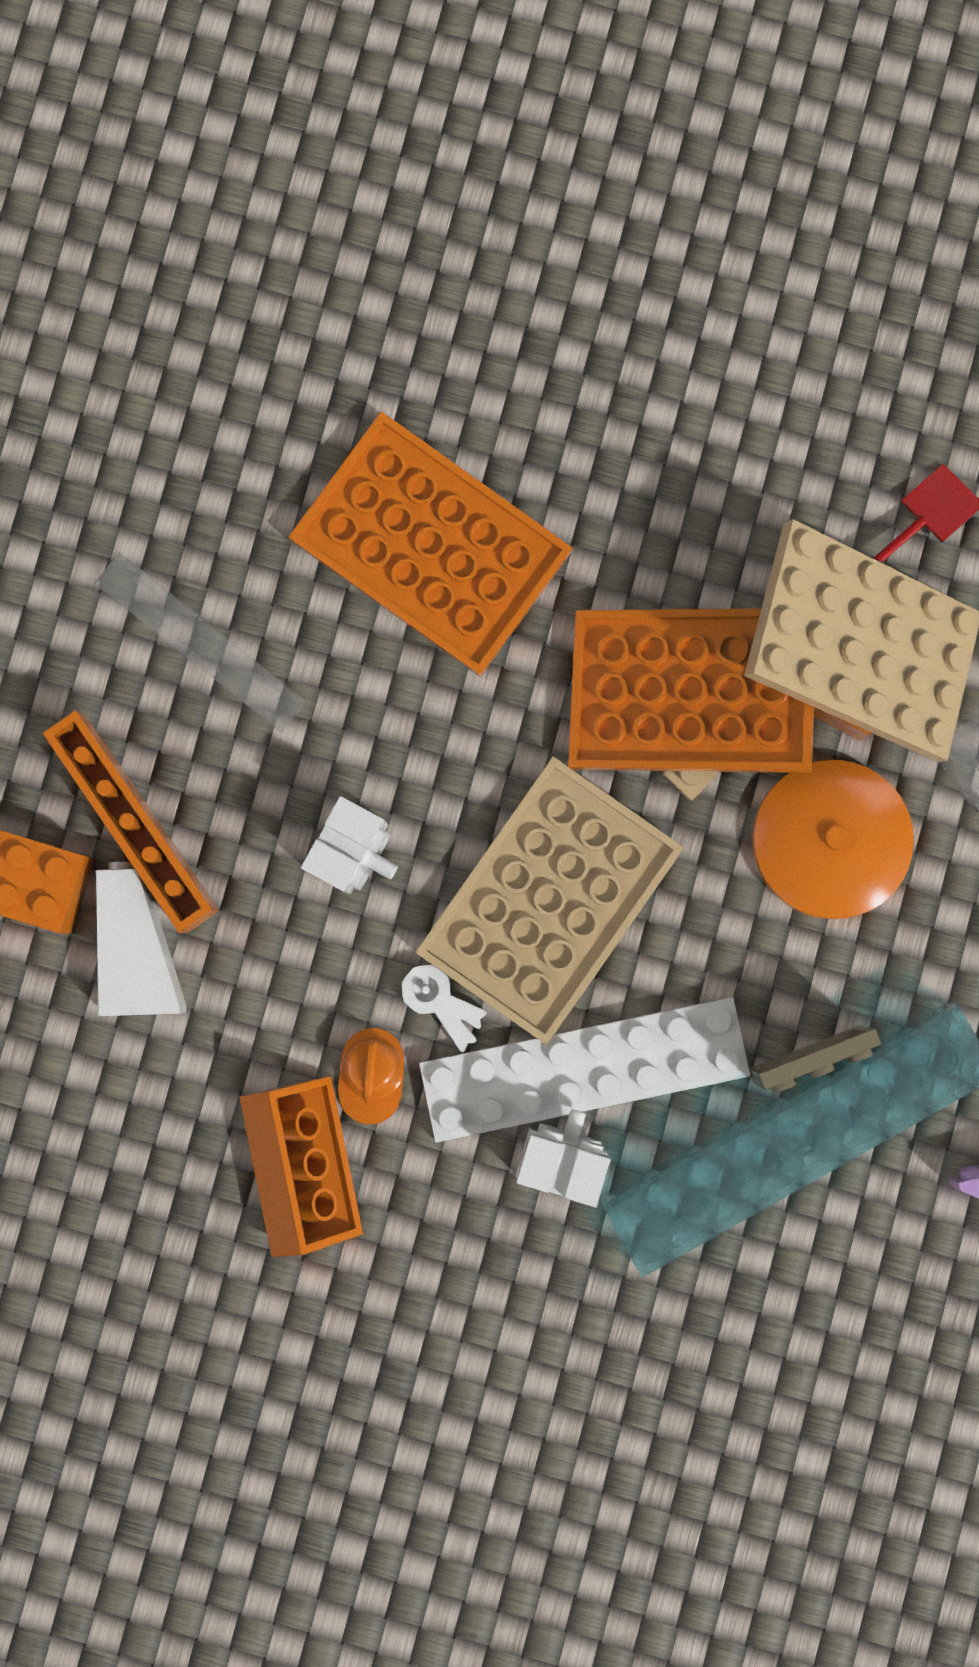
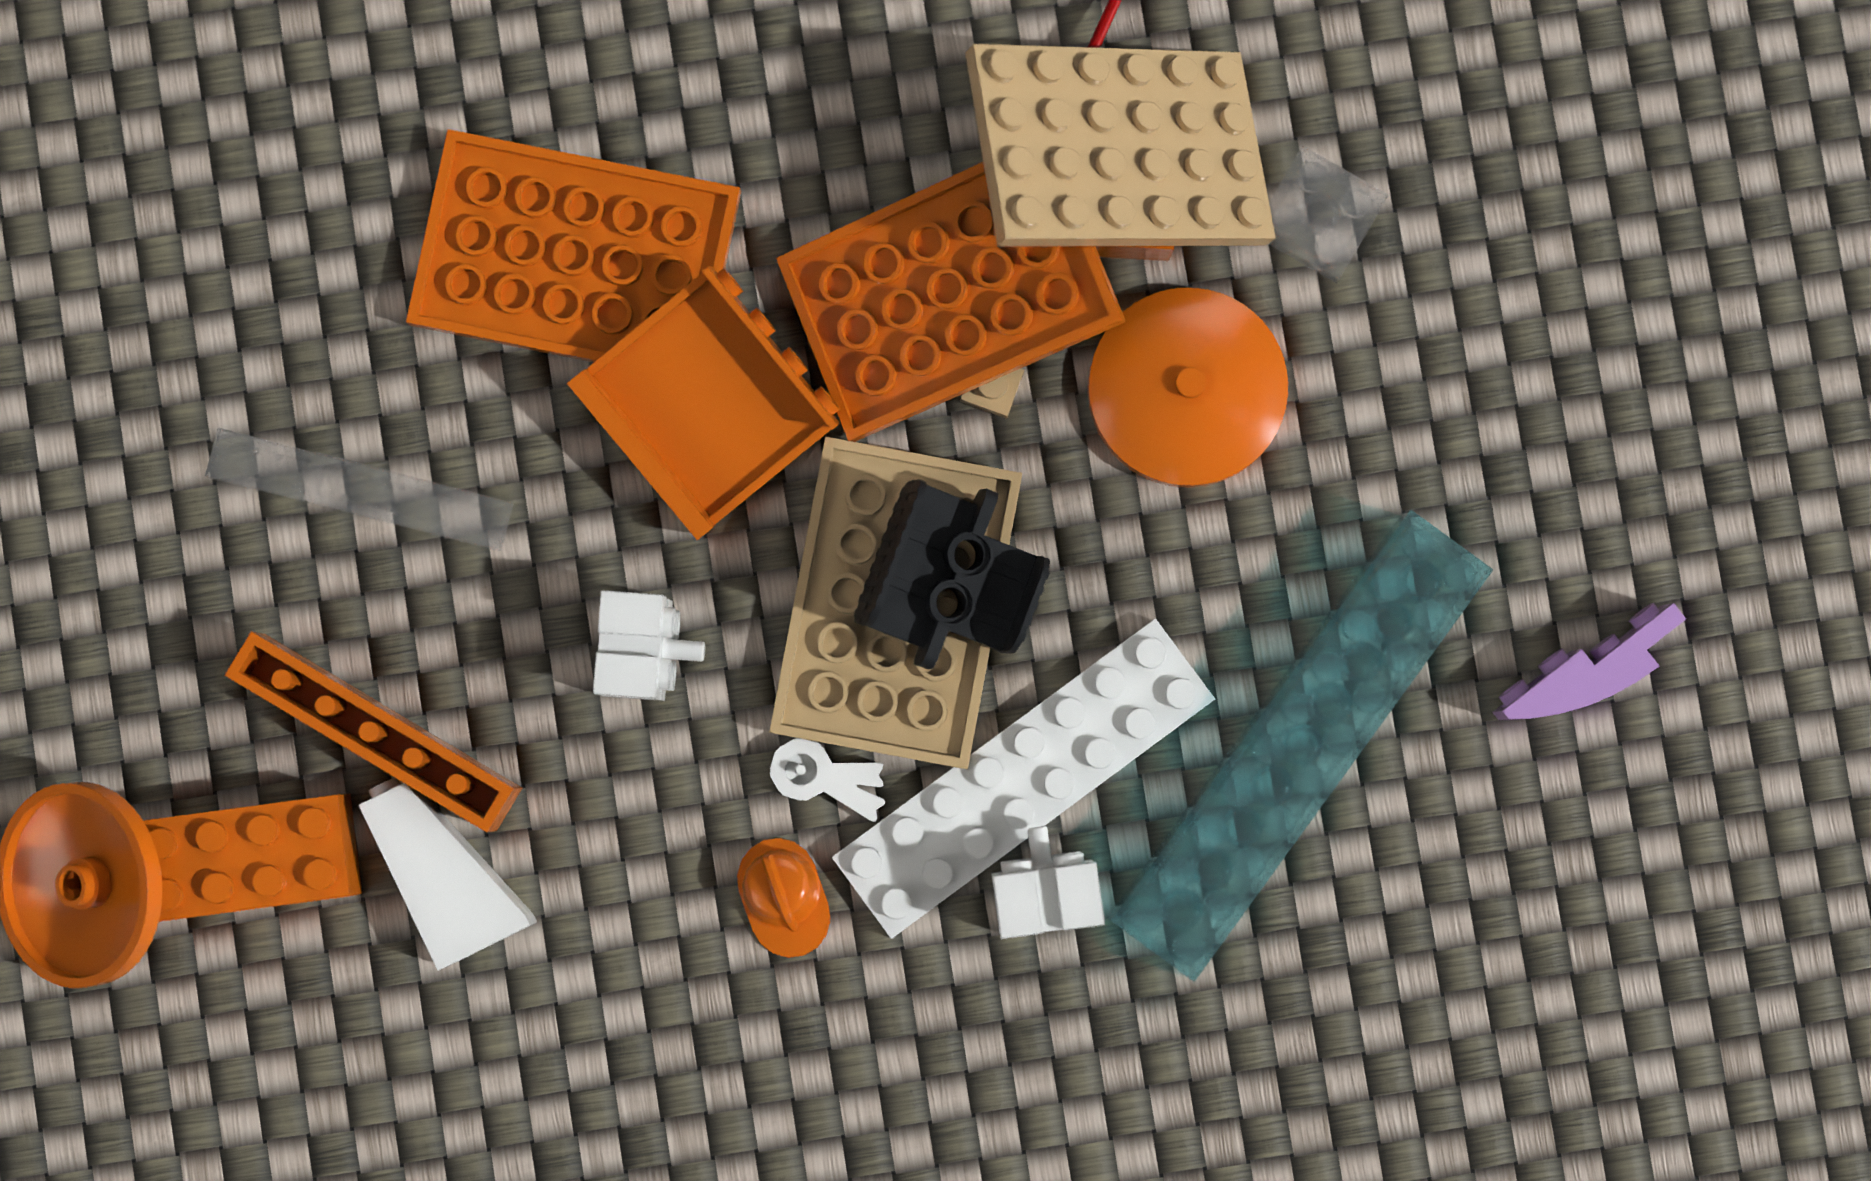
camera: 30 degrees left, 0 degrees up
(301, 1167) = (749, 1037): orange slope -> none
(478, 691) = (705, 401): none -> orange panel
(578, 880) = (919, 562): none -> black piece
(815, 1058) = (1278, 645): dark tan plate -> none

